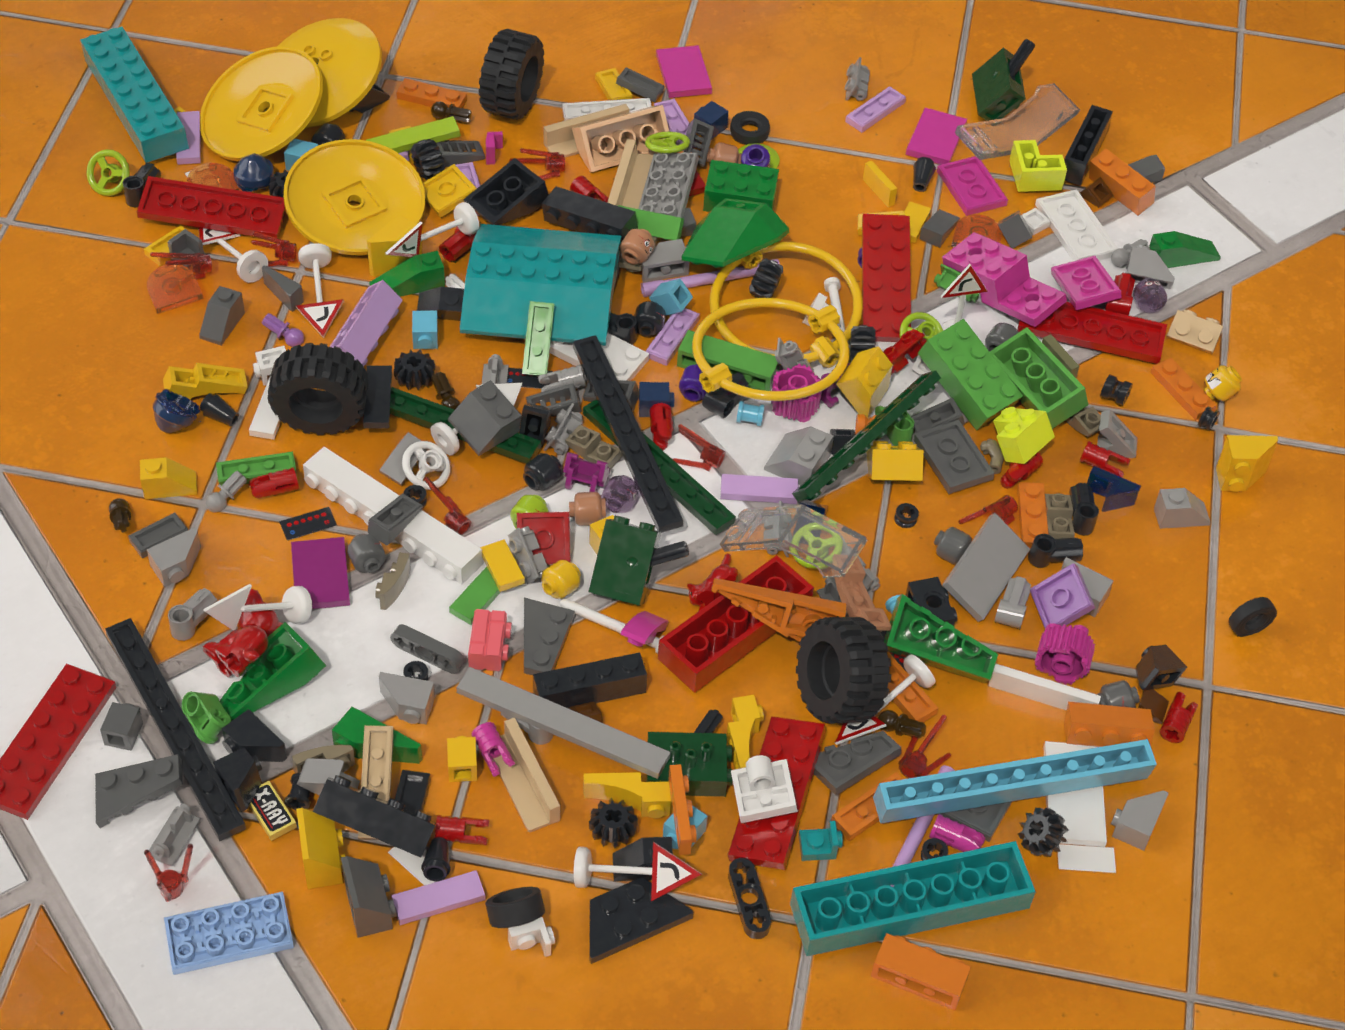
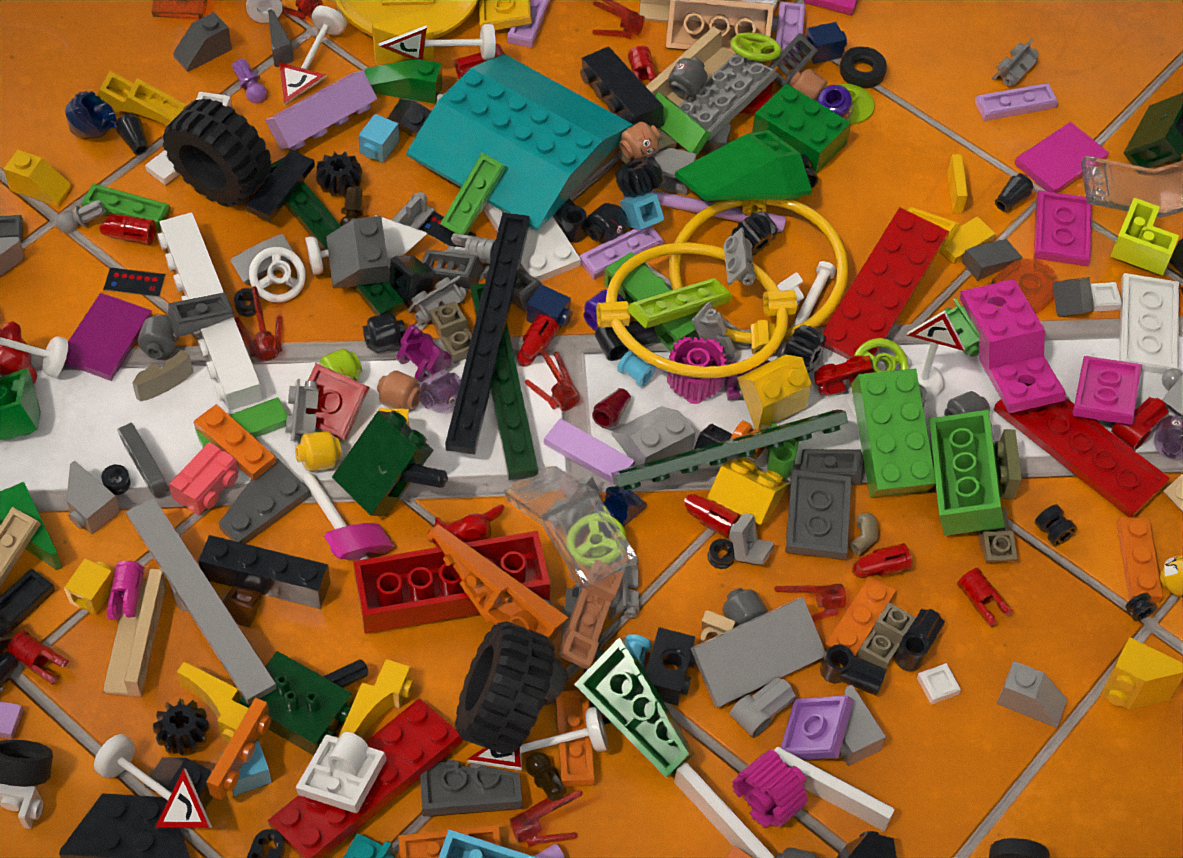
camera: 30 degrees right, 5 degrees up
(473, 596) = (236, 441): none -> orange plate
(502, 565) = (271, 410): yellow tile -> none
(508, 194) = (555, 36): black slope -> none
(635, 184) = (687, 77): none -> dark grey head
(655, 272) = (639, 177): none -> black gear
(753, 451) = (610, 409): none -> dark red cone
(756, 348) = (679, 302): none -> lime tile
(775, 299) = (739, 258): none -> light grey hinge
(881, 490) = (711, 514): none -> red hinge
(924, 502) = (745, 541): none -> light grey bracket
(942, 564) = (715, 624): none -> tan tile
(1022, 433) = (902, 525): neon yellow brick -> none
(1114, 532) = (938, 683): none -> white tile
(1116, 435) = (1016, 577): light grey slope -> none
(1117, 490) = (971, 638): clear blue slope -> none
(1119, 634) = (840, 793): none -> white tile

